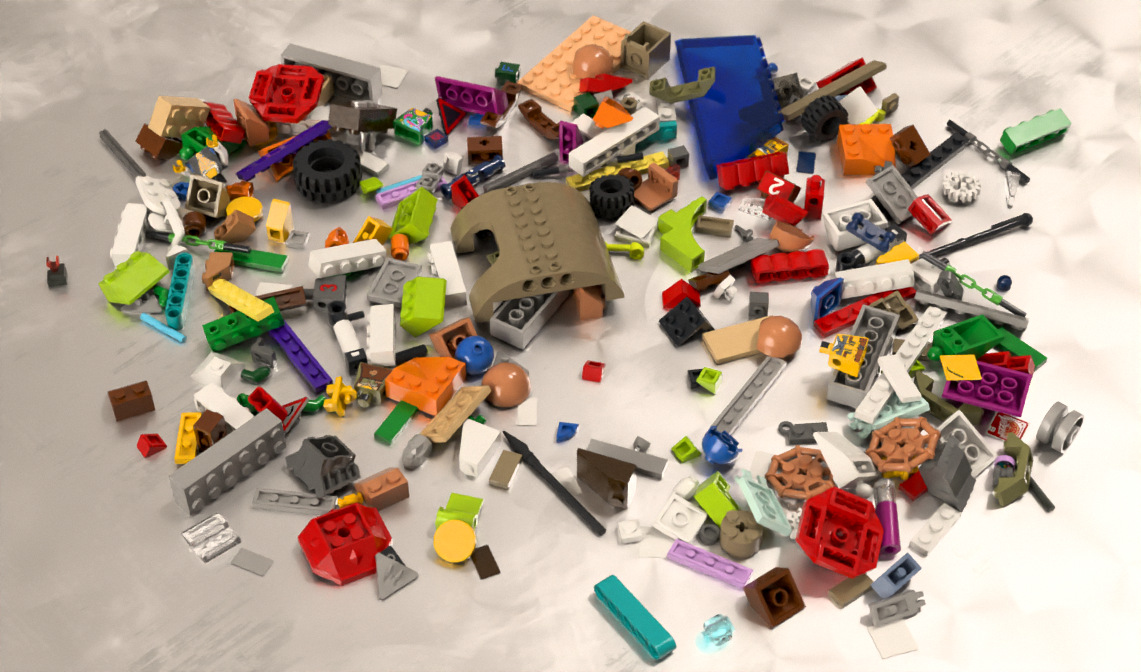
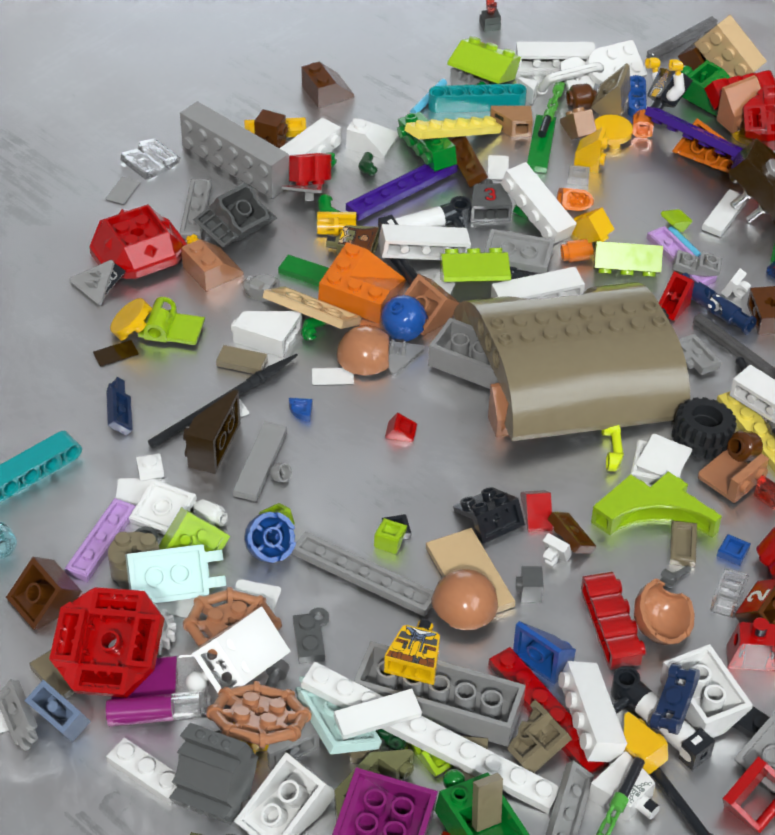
camera: 85 degrees right, 0 degrees up
(150, 444) = (270, 104): red slope -> none
(263, 355) = (395, 160): dark grey bracket -> none
(327, 185) = (685, 178): black tyre -> none
(558, 552) = (119, 407): none -> dark blue hinge
(738, 255) = (612, 556): light grey tile -> none
(783, 210) = (715, 606): red tile -> none
(947, 287) = (593, 807): dark grey beam -> none
(960, 367) = (411, 795): yellow sticker -> none
(963, 326) = (487, 802): none -> dark tan tile

